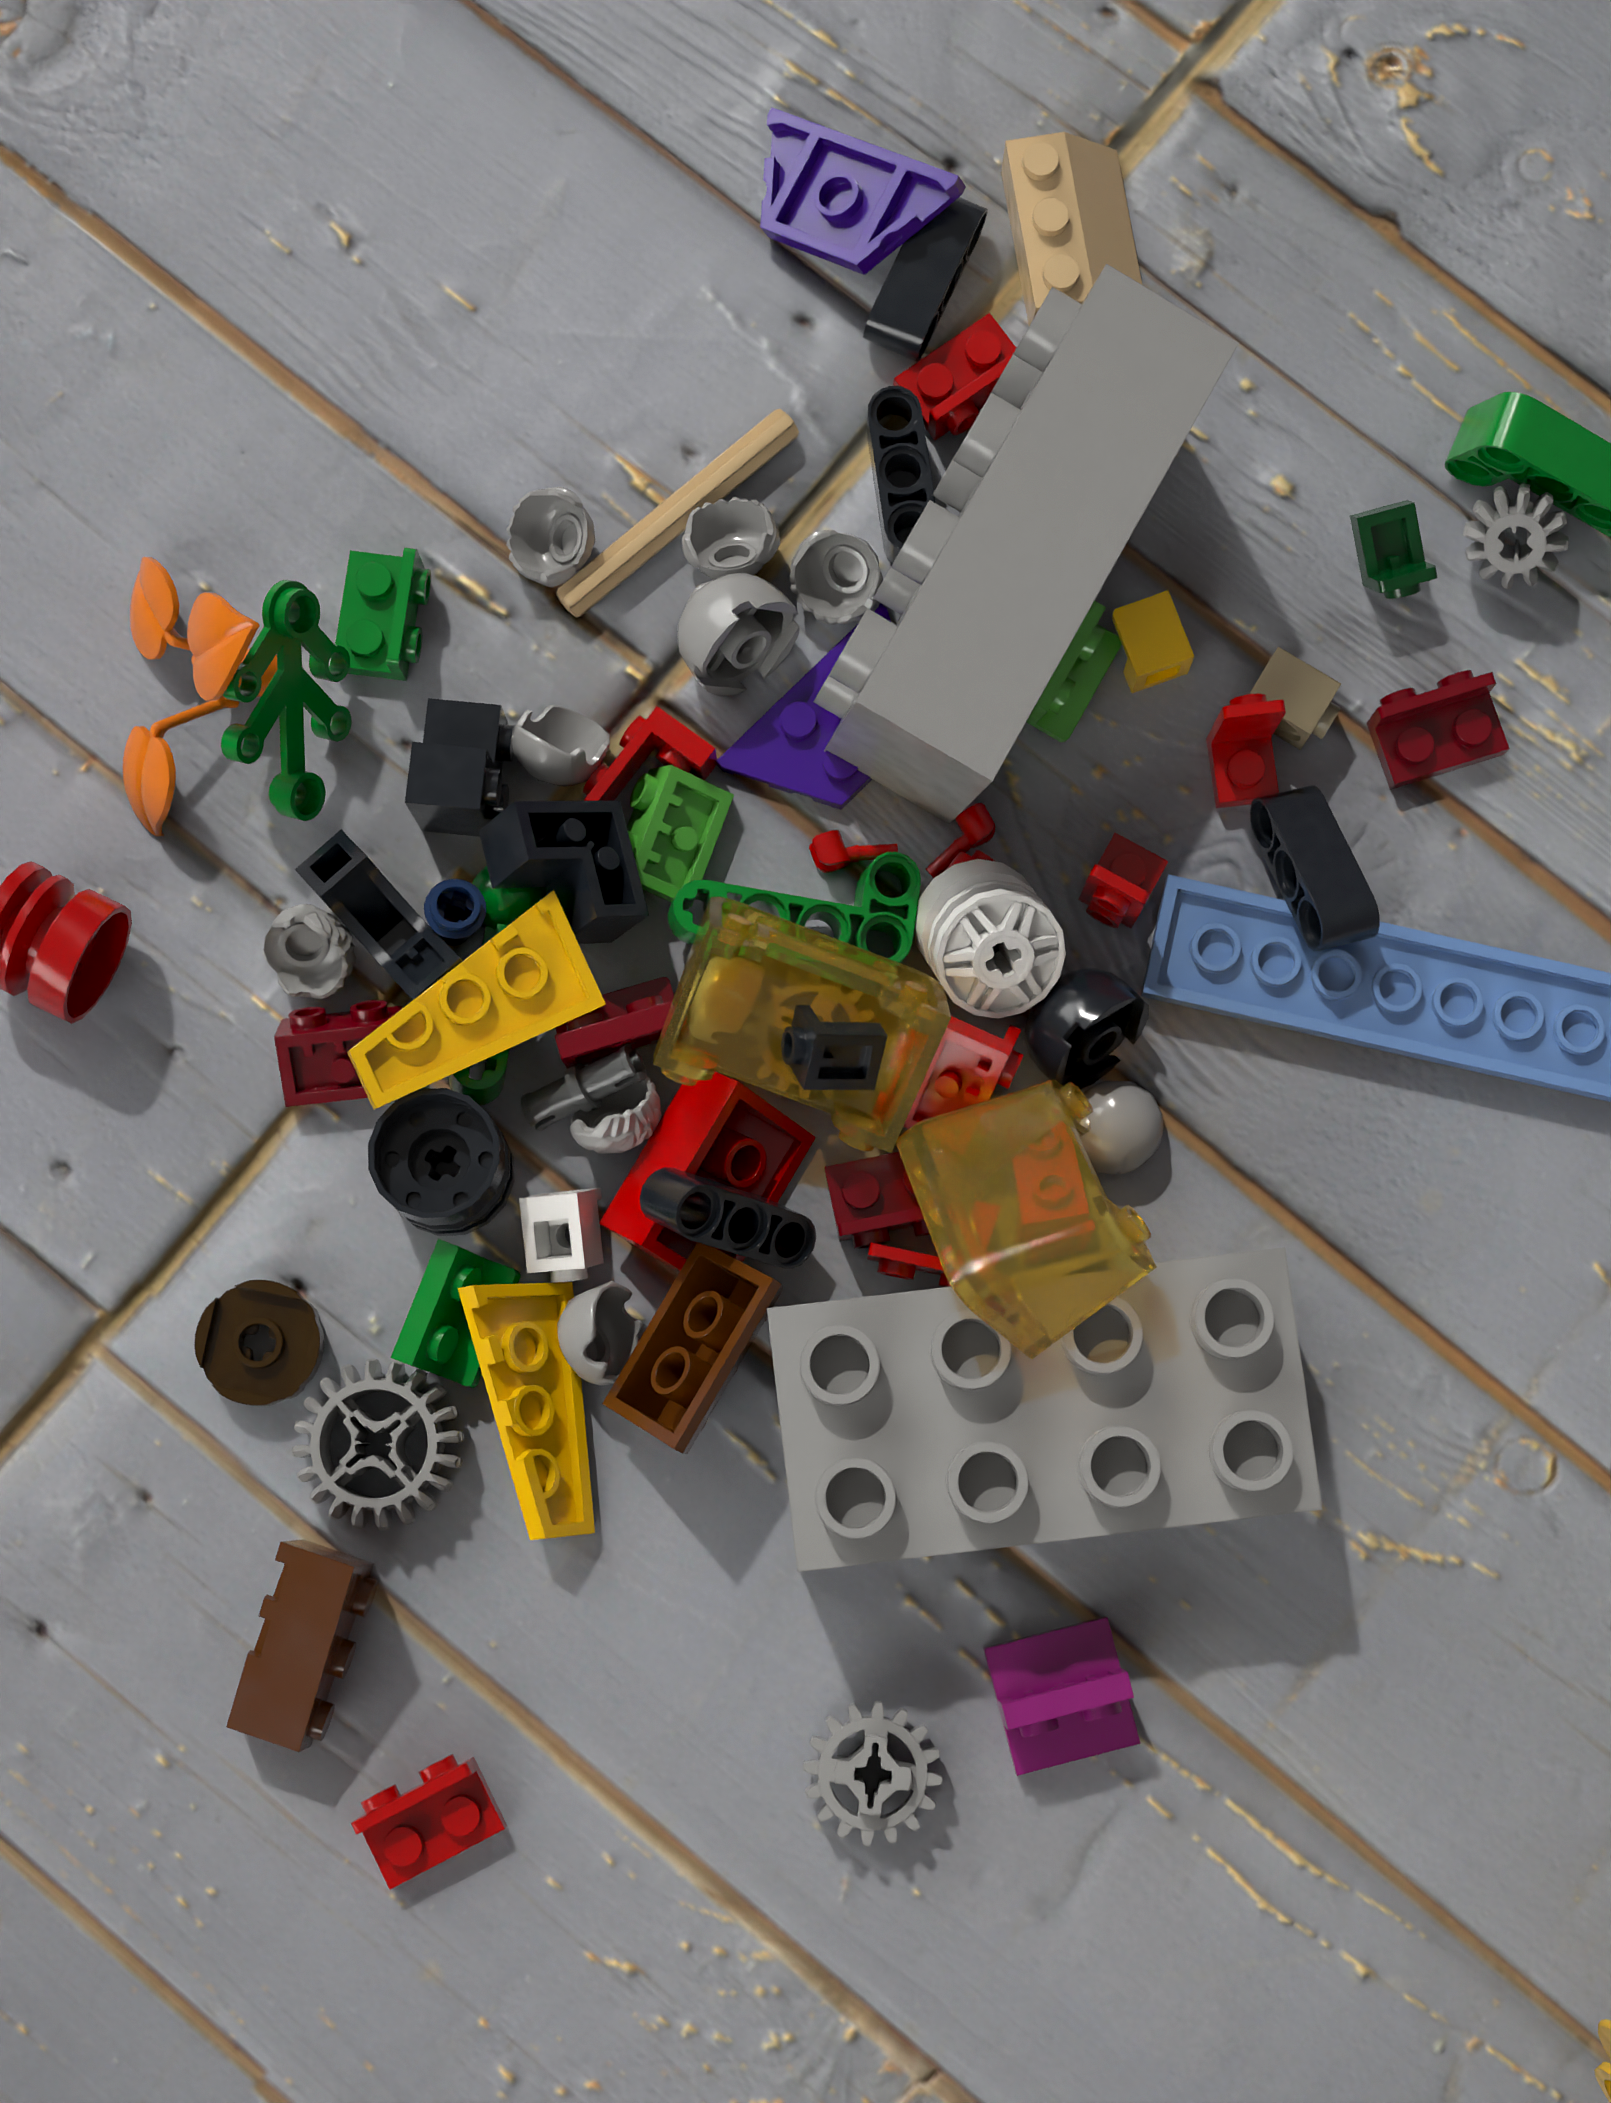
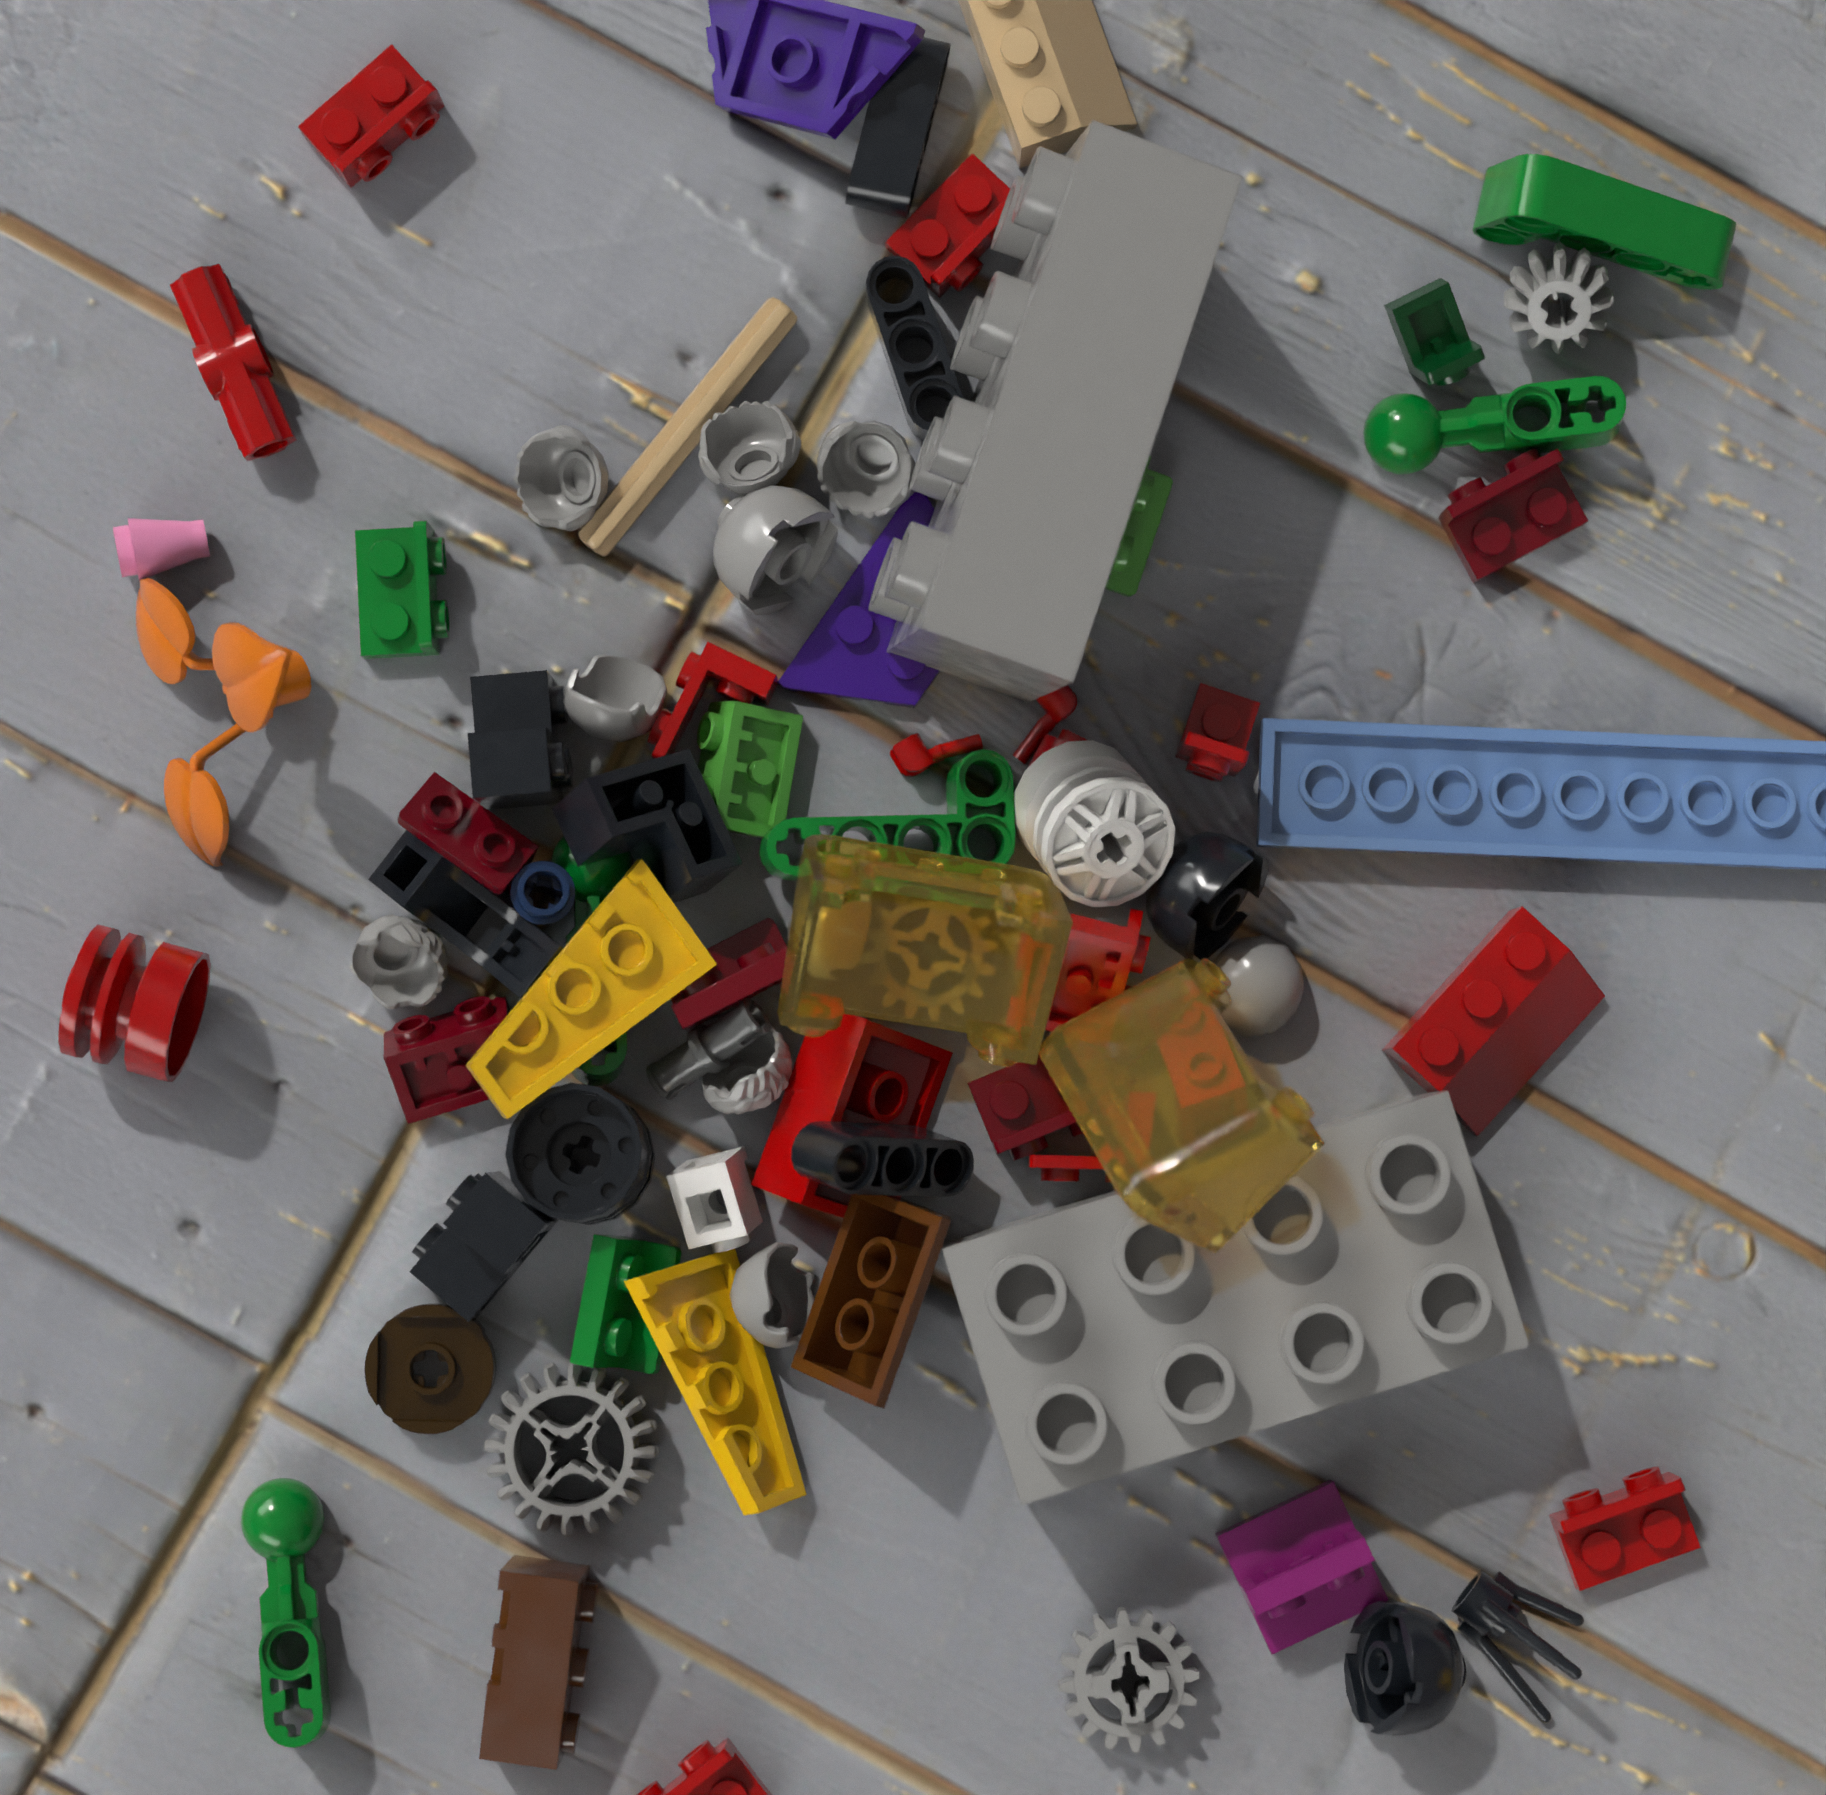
camera: 15 degrees left, 5 degrees up
(85, 1466) = (282, 1524): none -> green beam
(165, 531) = (158, 545): none -> bright pink cone
(269, 379) = (233, 362): none -> red piece
(289, 622) = (315, 628): green plant -> none
(333, 1232) = (482, 1243): none -> black brick
(395, 841) = (467, 834): none -> dark red bracket
(443, 185) = (373, 117): none -> red bracket
(833, 1052) = (958, 976): black bracket -> none
(1144, 1814) = (1403, 1669): none -> black cylinder
(1152, 641) = (1203, 476): yellow panel -> none
(1238, 1771) = (1489, 1607): none -> black plant
(1243, 750) = (1318, 577): red bracket -> none
(1305, 695) = (1358, 511): dark tan brick -> none
(1314, 868) = (1410, 686): black beam -> none
(1344, 1199) = (1496, 1019): none -> red slope
(1353, 637) = (1408, 431): none -> green beam
(1383, 1718) = (1624, 1528): none -> red bracket

